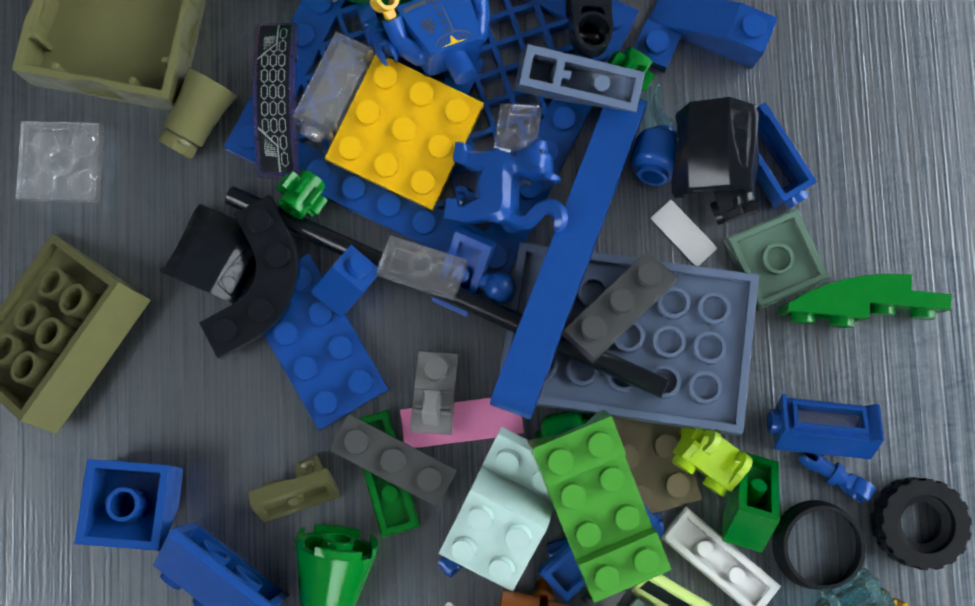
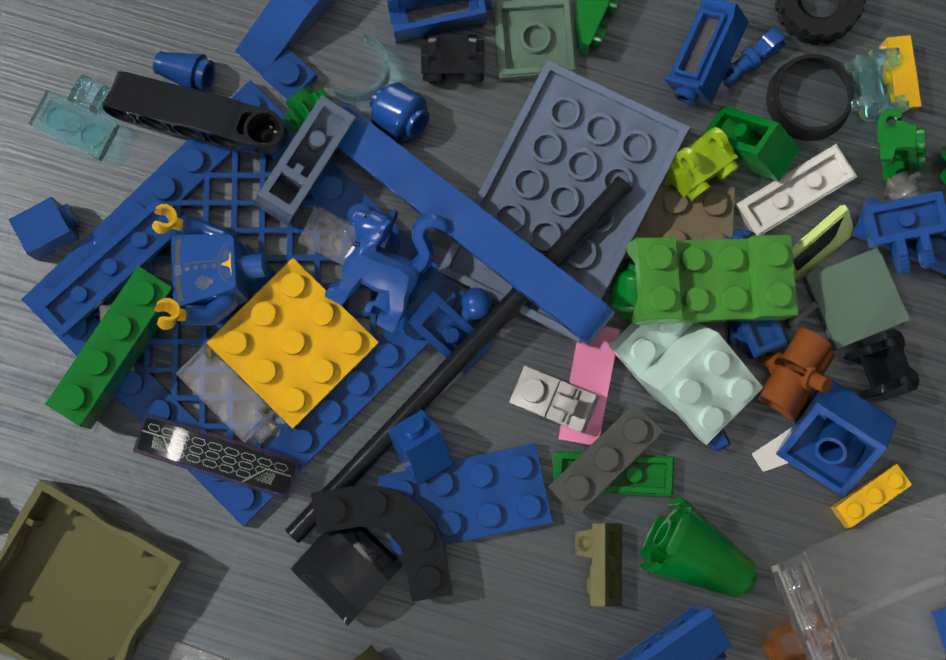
camera: 70 degrees left, 0 degrees up
(195, 113) = (200, 543): olive plant -> none
(301, 194) = (320, 462): green gear -> none
(376, 34) = (189, 336): blue piece -> none
(422, 268) = (434, 369): clear plate -> none
(619, 307) = (535, 197): dark grey plate -> none
(683, 233) = (479, 115): white sticker -> none
(715, 147) = (417, 56): black slope -> none

